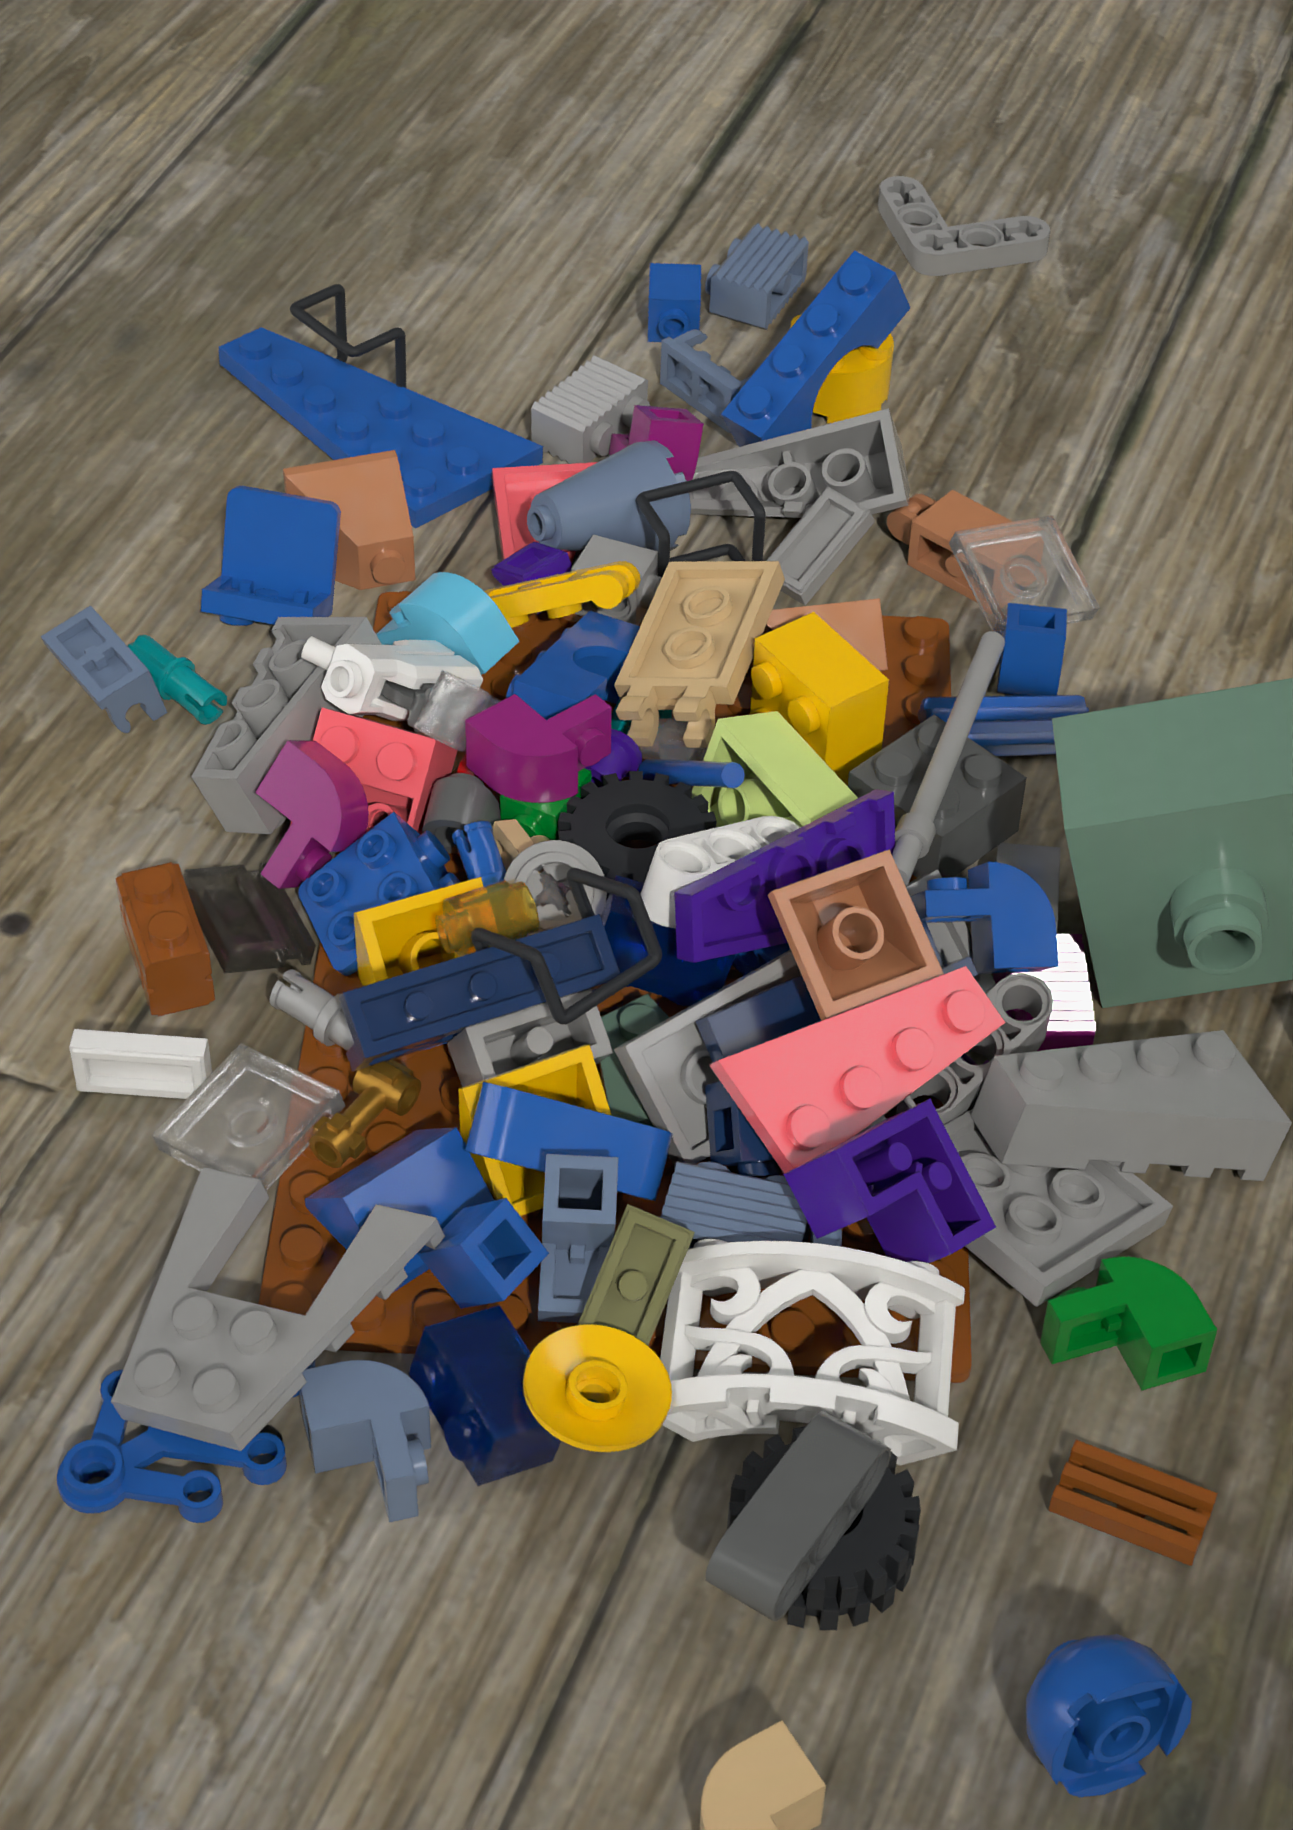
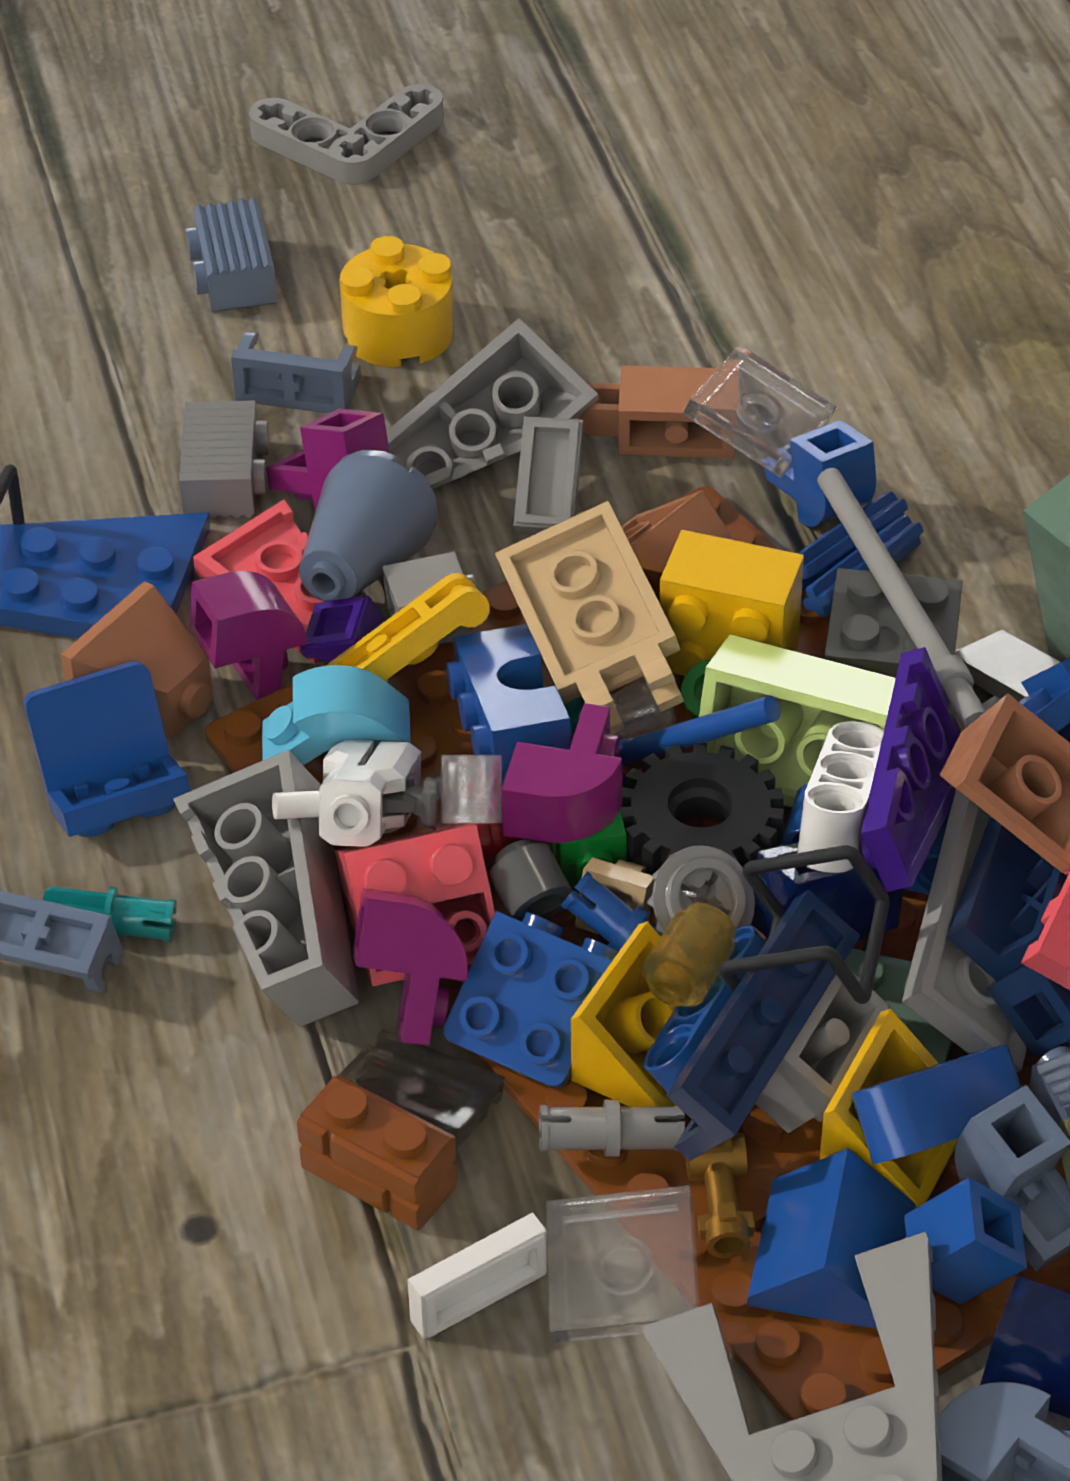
camera: 35 degrees left, 0 degrees up
(455, 519) = (246, 624): none -> magenta brick
(643, 501) = (453, 529): black piece -> none
(673, 300) = (186, 317): blue brick -> none
(851, 311) = (400, 302): blue arch -> none

